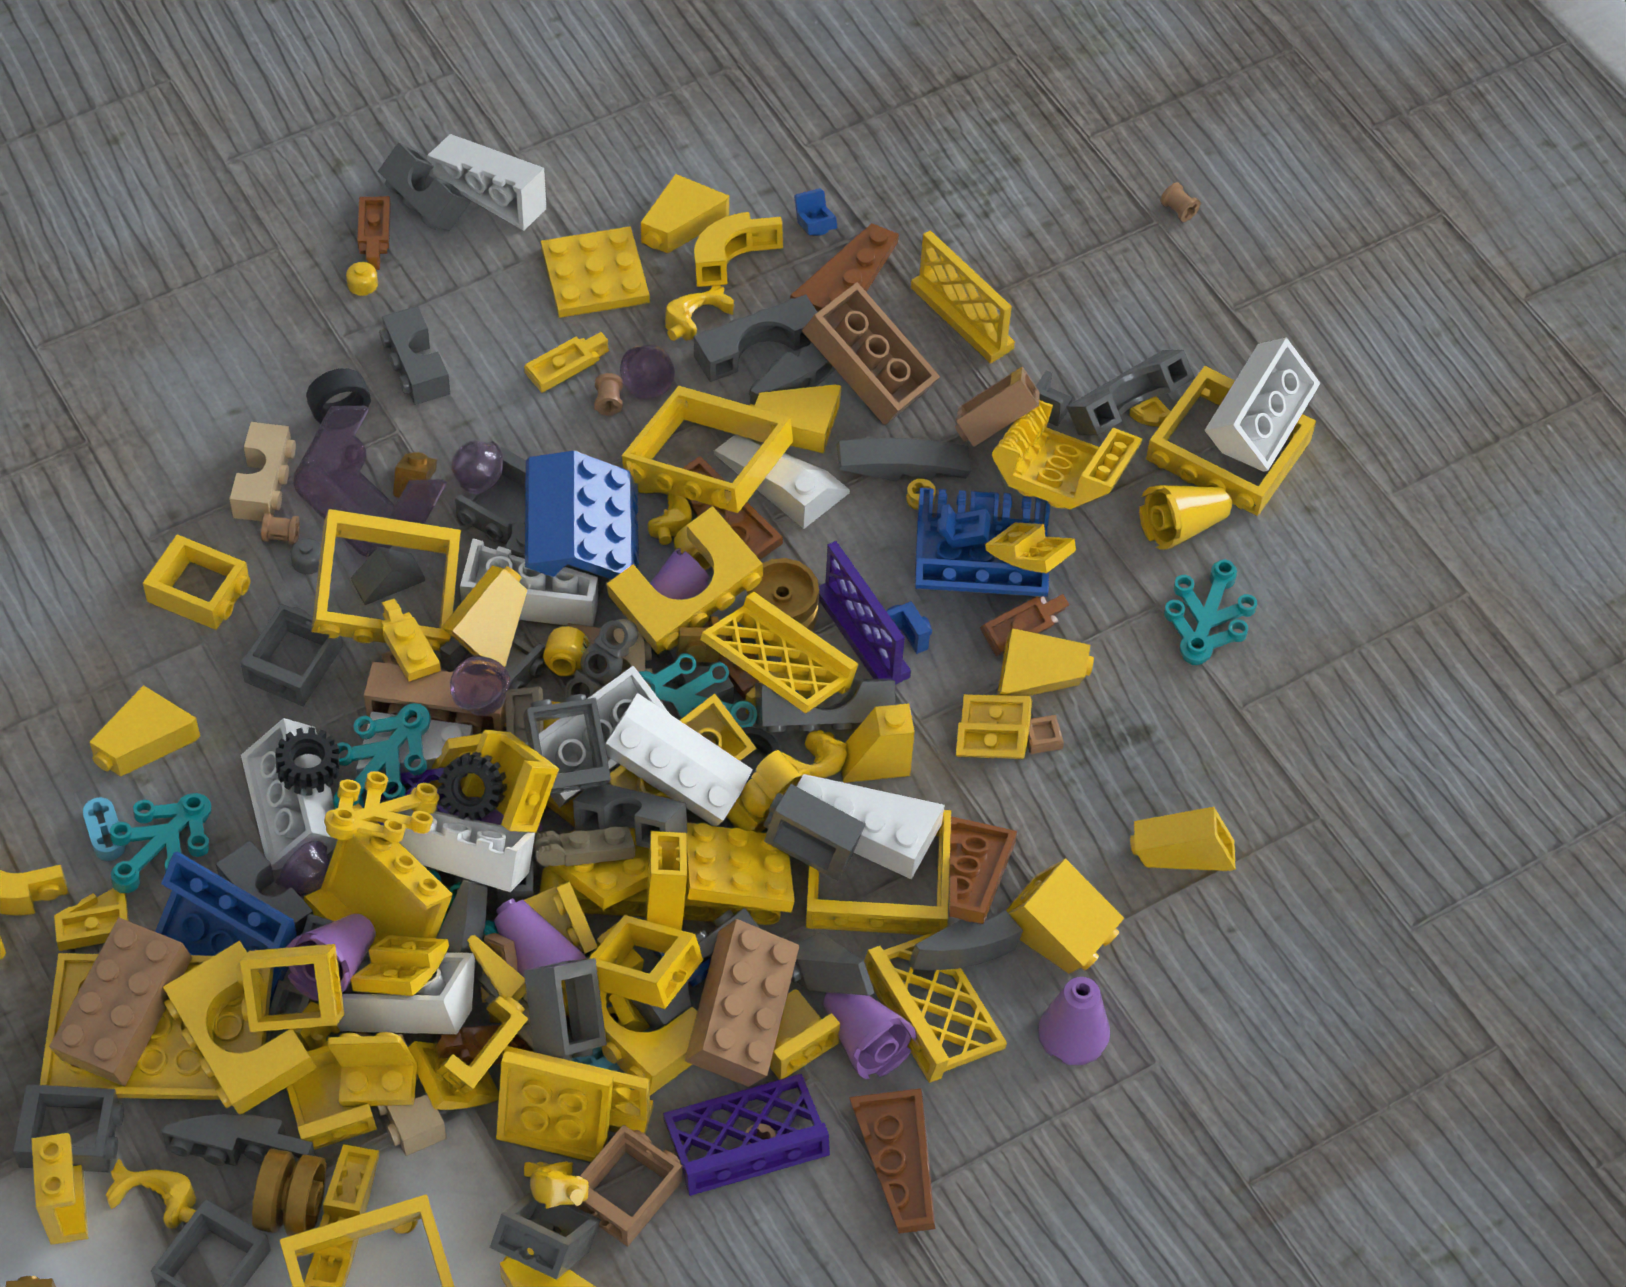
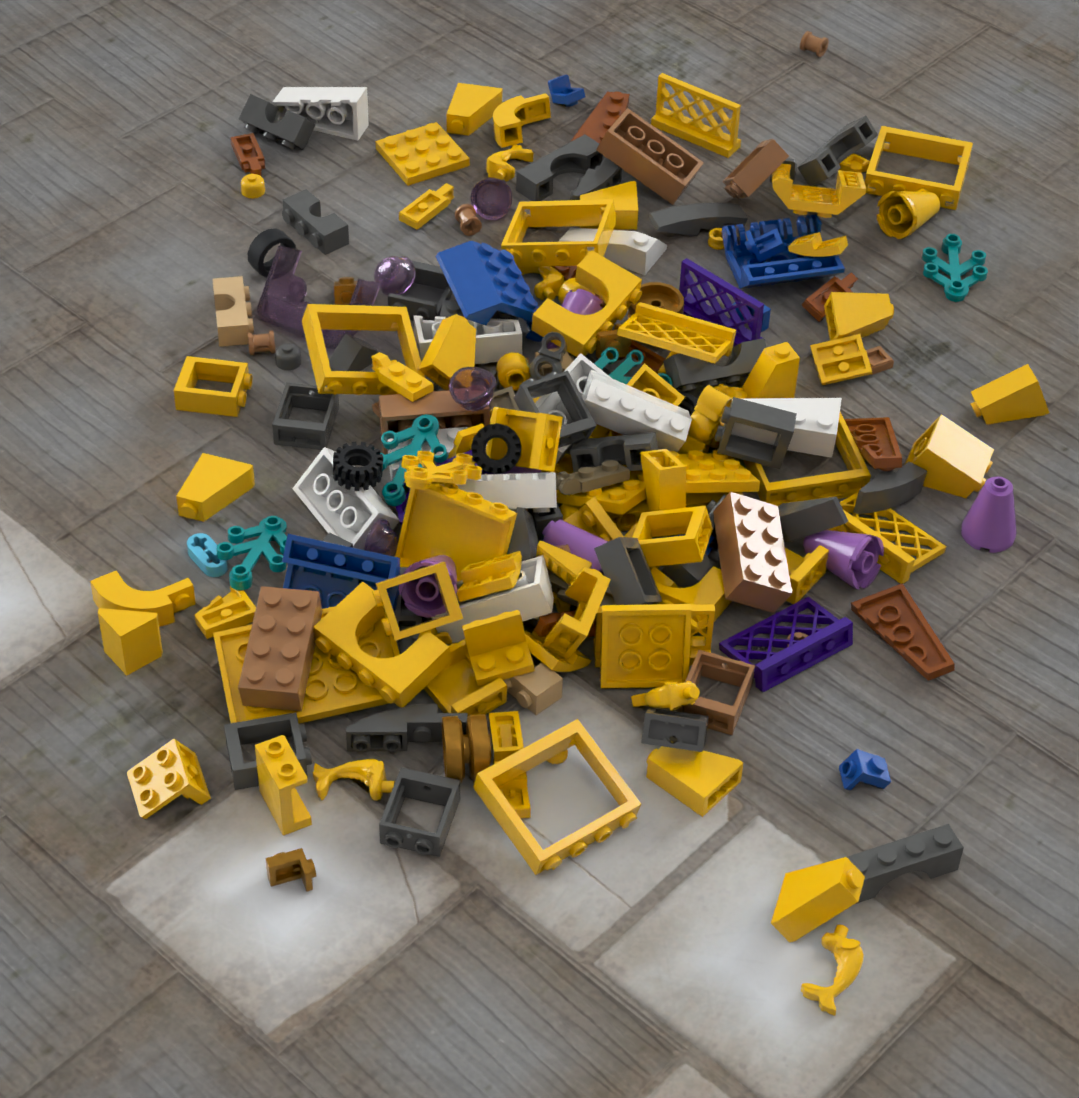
camera: 15 degrees left, 10 degrees down
(1263, 404) = (935, 136): white slope -> none

